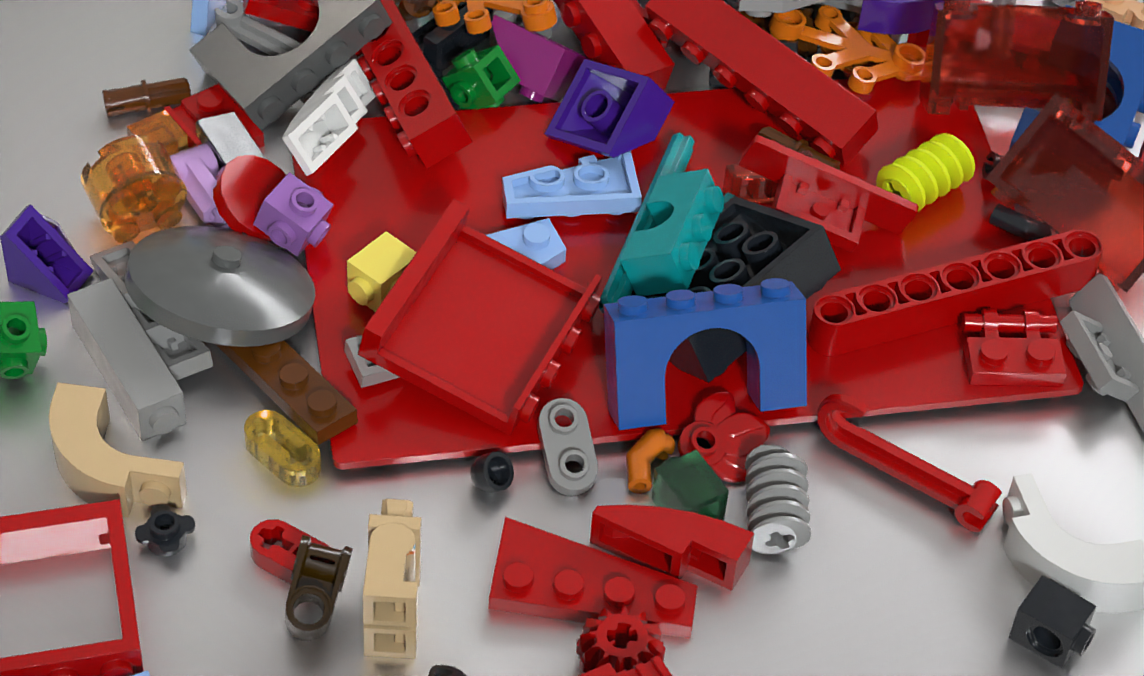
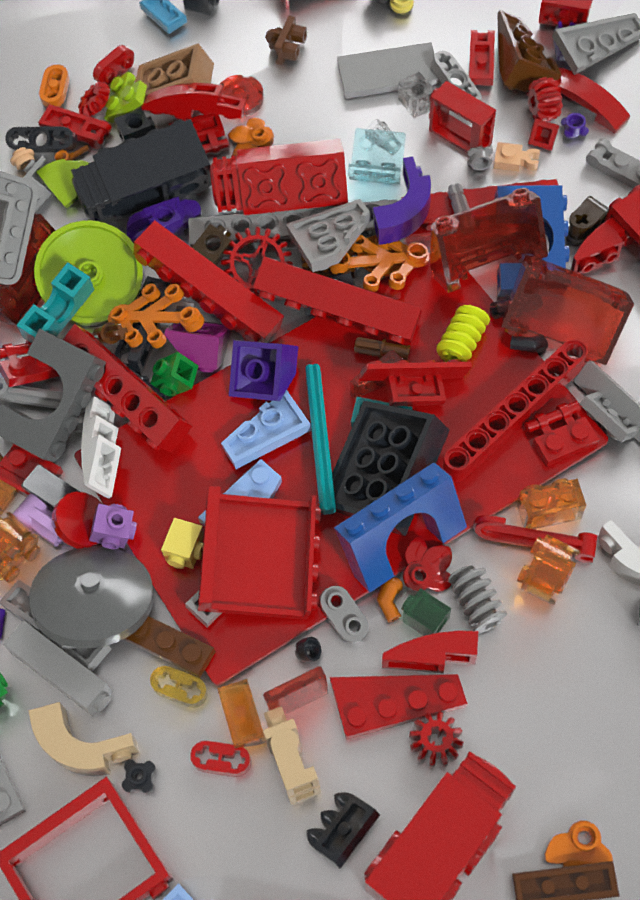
camera: 15 degrees left, 15 degrees up
(317, 579) = (247, 775): dark brown piece -> none
(352, 496) = (241, 714): none -> clear orange slope
(452, 502) = (297, 691): none -> clear red tile
(684, 214) = (347, 464): teal arch -> none
(902, 497) = (548, 569): none -> clear orange brick
(951, 428) = (551, 504): none -> clear orange brick

